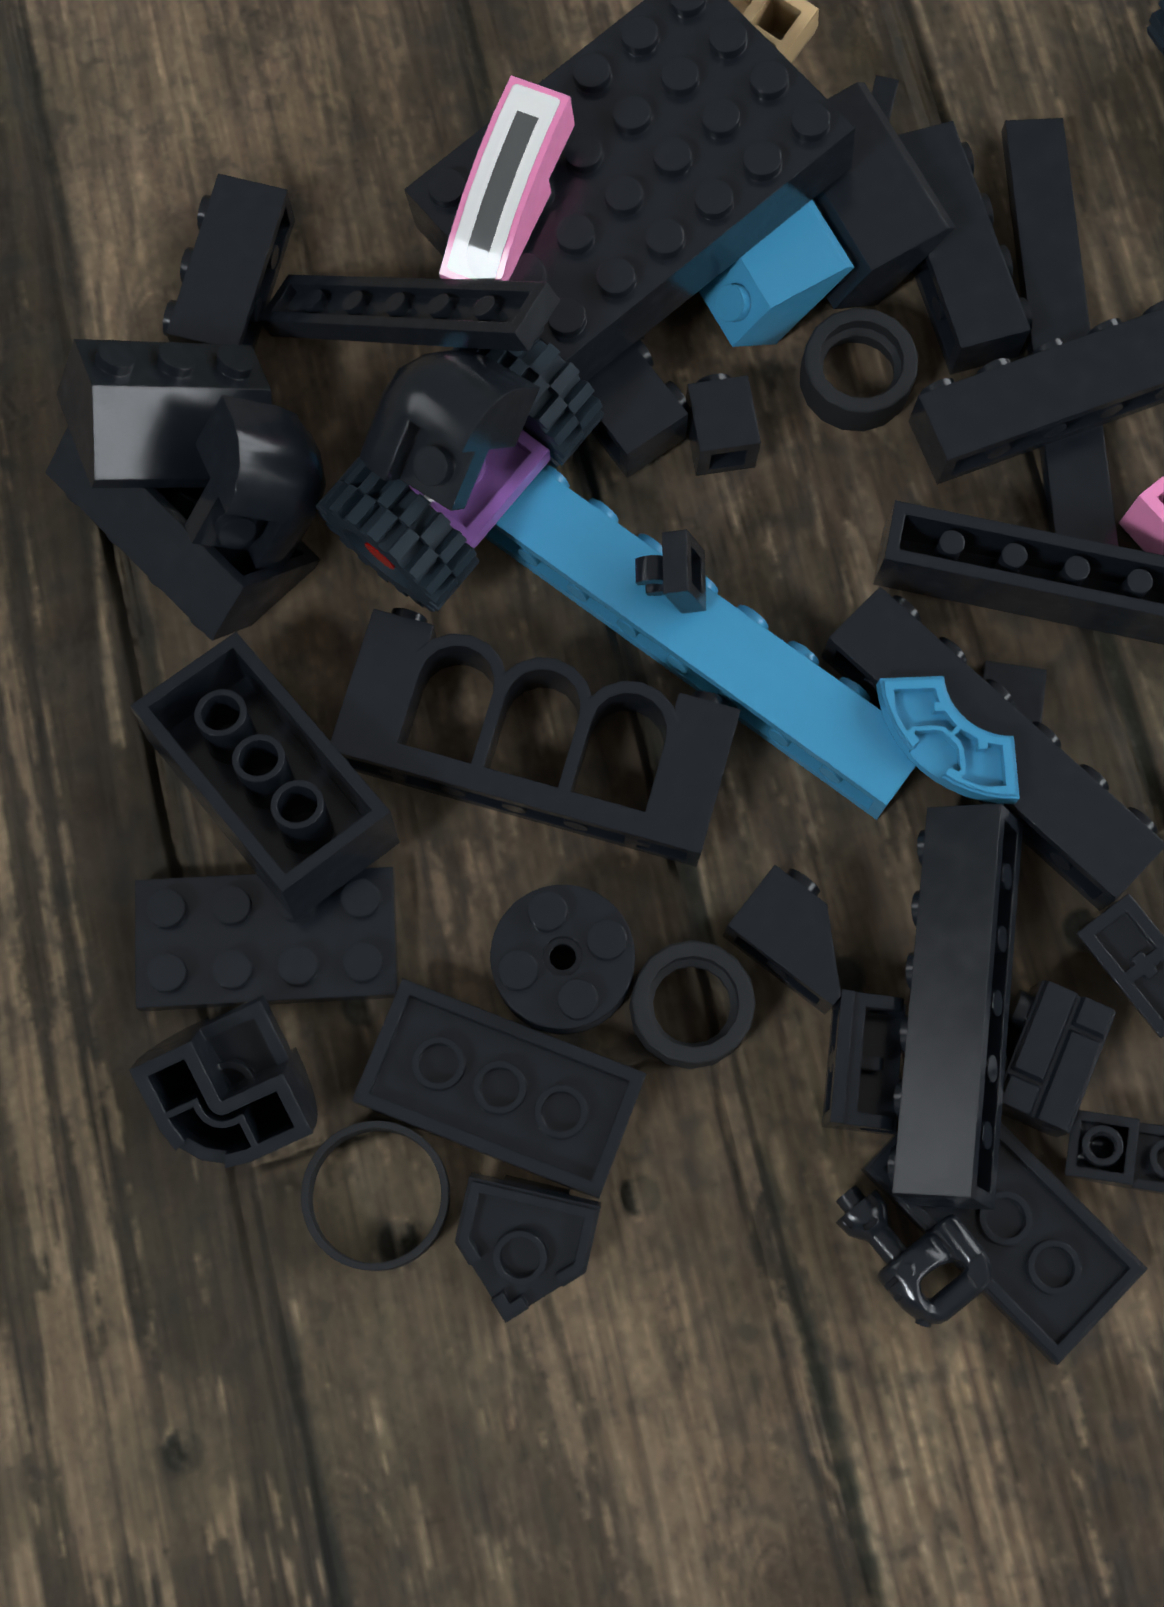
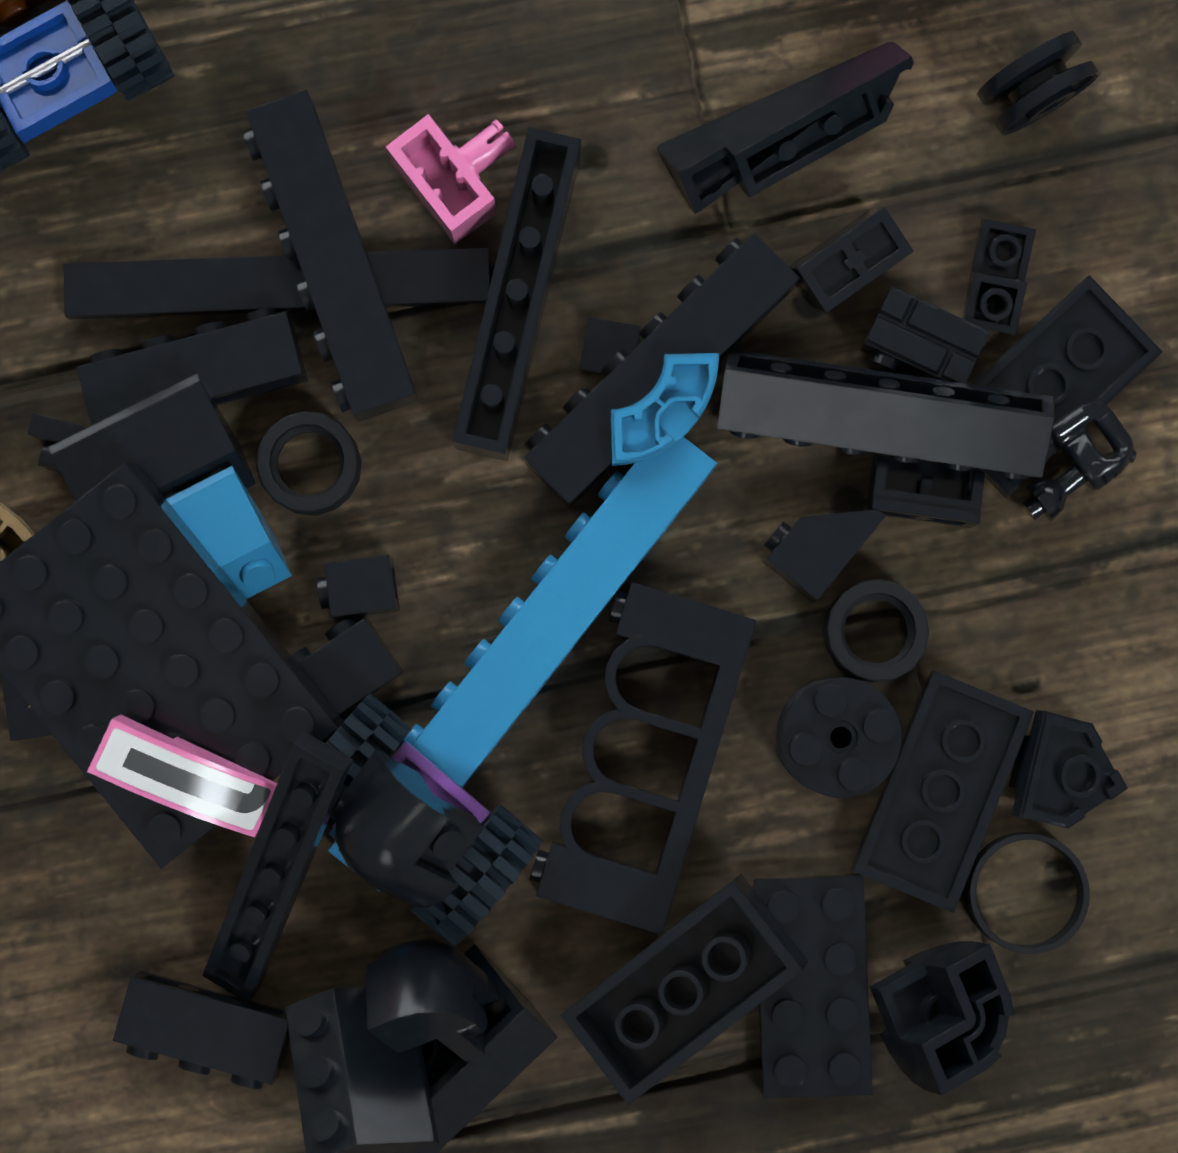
camera: 85 degrees left, 10 degrees up
(677, 573) = (516, 631): black tile -> none

